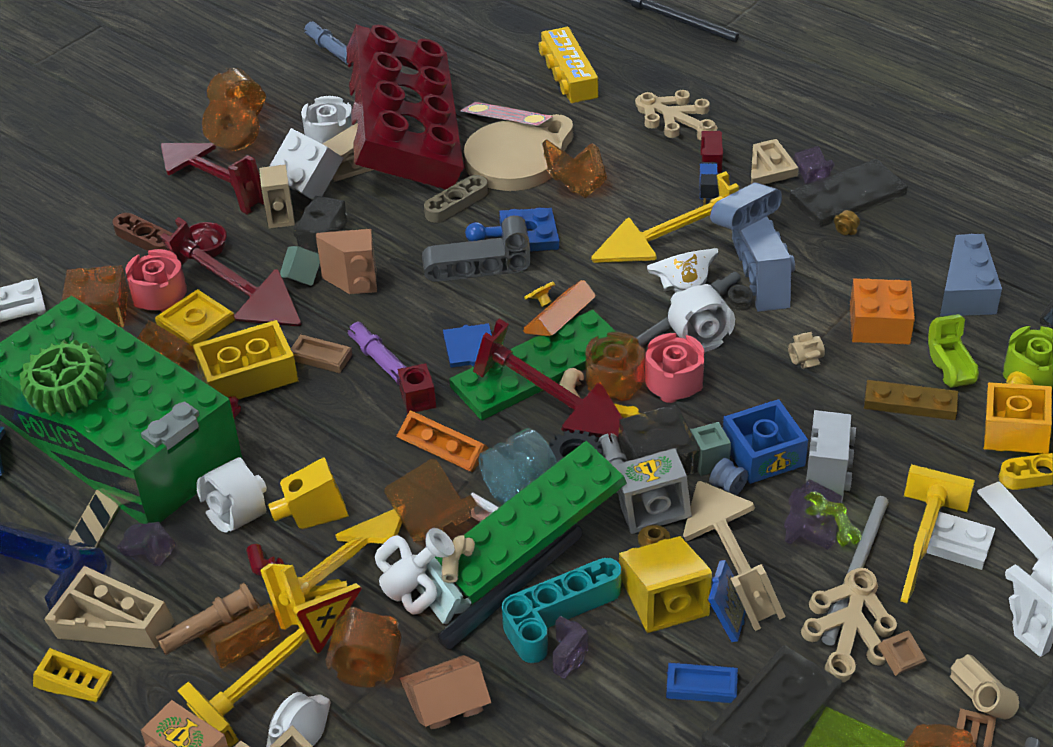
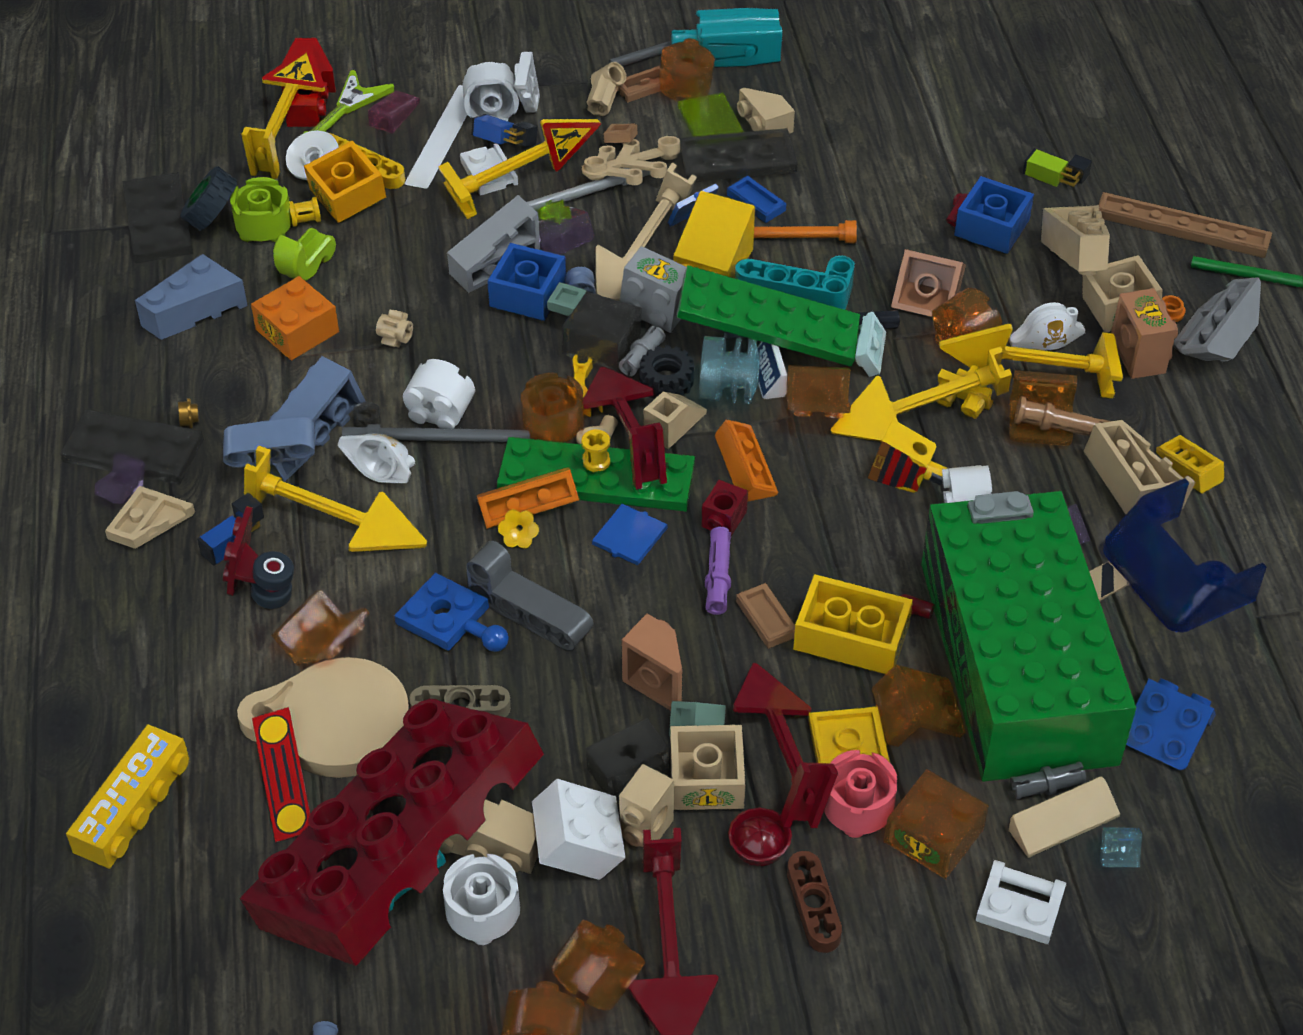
camera: 140 degrees left, 5 degrees up
(63, 377) = (1073, 587): bright green gear -> none
(257, 559) = (979, 448): dark red arm -> none
(262, 237) = (707, 767): none -> tan brick
(409, 572) = (885, 352): white piece -> none
(451, 563) = (848, 327): tan arm -> none
(524, 408) = (675, 415): none -> tan slope
(545, 346) = (596, 455): none -> yellow bush
(572, 647) = (820, 252): clear purple bracket -> none
(577, 698) = (845, 232): none -> orange piece
(644, 167) = (268, 572): none -> plate
(649, 103) = (133, 607): tan plant -> none
(674, 367) = (505, 373): coral brick -> none
(712, 148) = (174, 566): dark red piece -> none
(911, 400) = (374, 260): pearl gold plate -> none
(992, 570) = (502, 131): none -> piece

